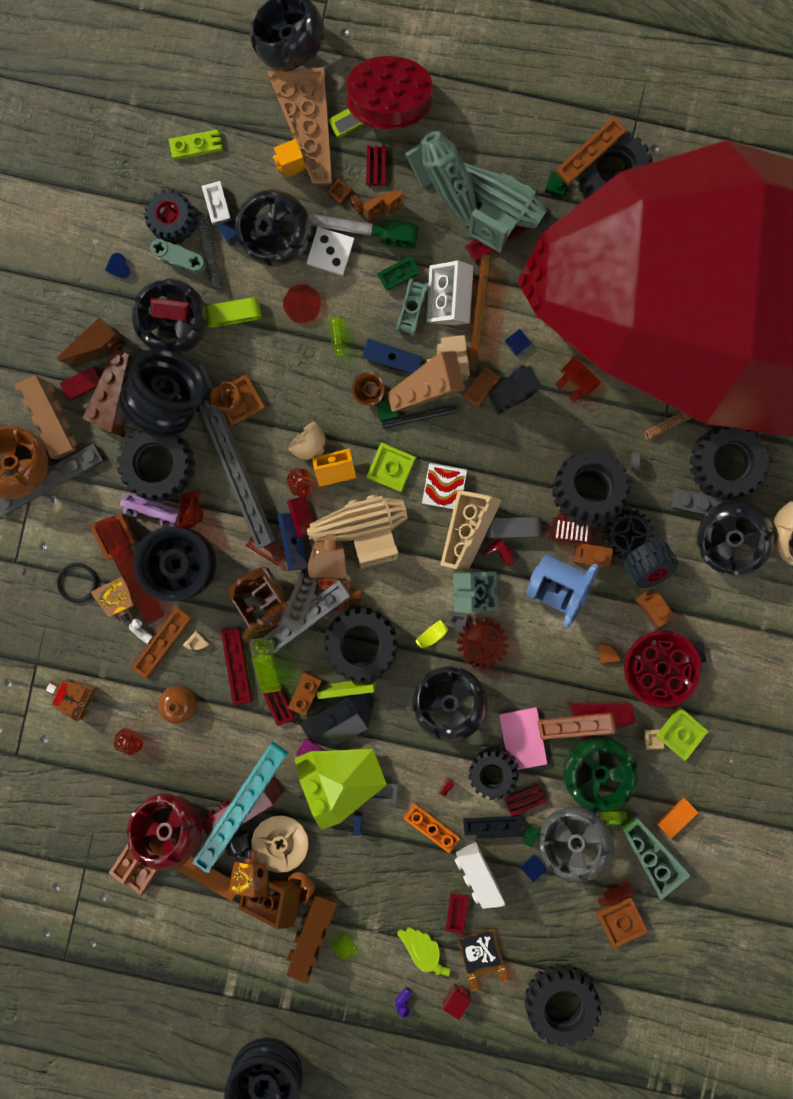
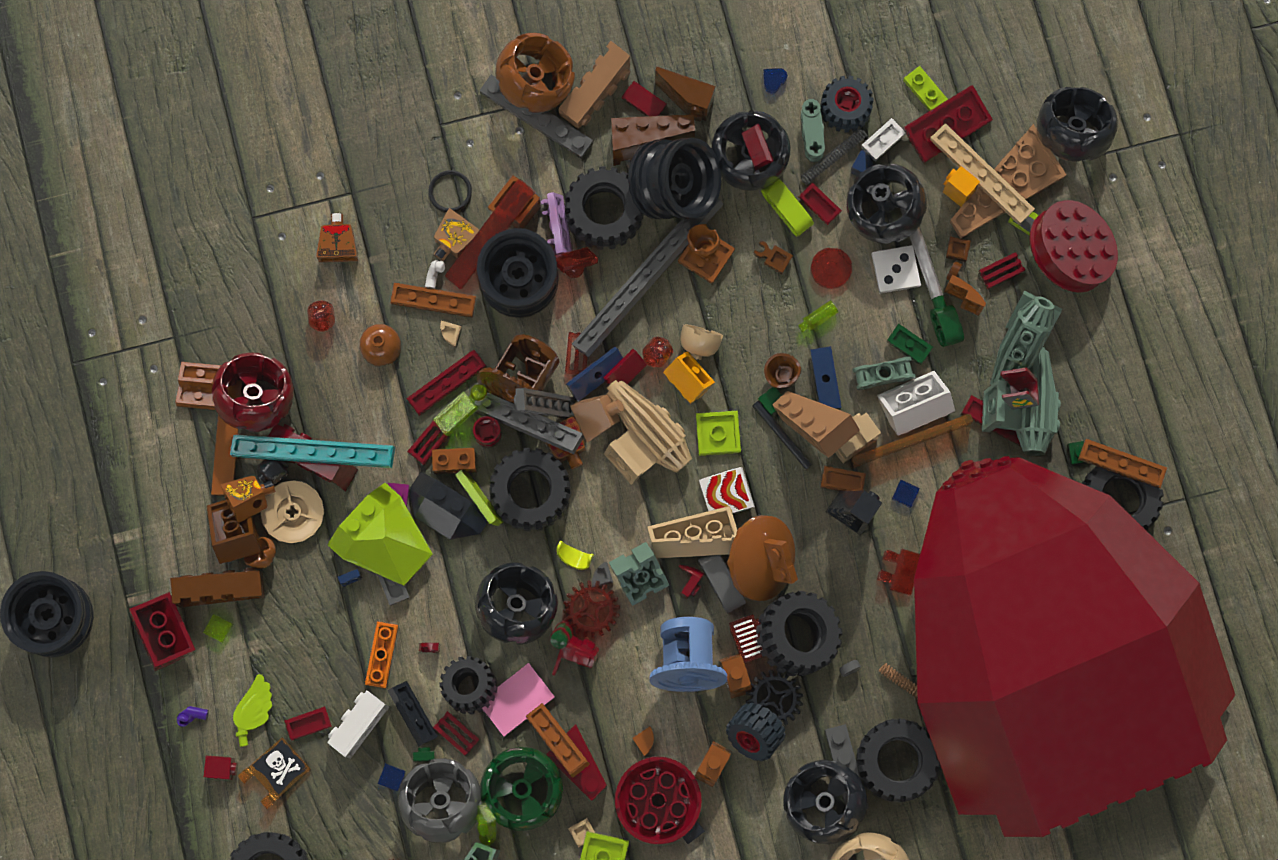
camera: 65 degrees right, 10 degrees down
(230, 142) = (961, 112): none -> dark red tile
(243, 284) = (820, 204): none -> dark red tile
(271, 344) = (775, 259): none -> reddish brown plate
(295, 654) = (487, 432): none -> dark red wheel
(302, 131) = (989, 179): none -> tan plate
(324, 998) = (162, 631): none -> dark red slope
(479, 197) = (1018, 380): none -> dark red piece
(507, 675) = (571, 648): none -> dark red piece
(516, 485) = (762, 558): none -> dark orange bracket

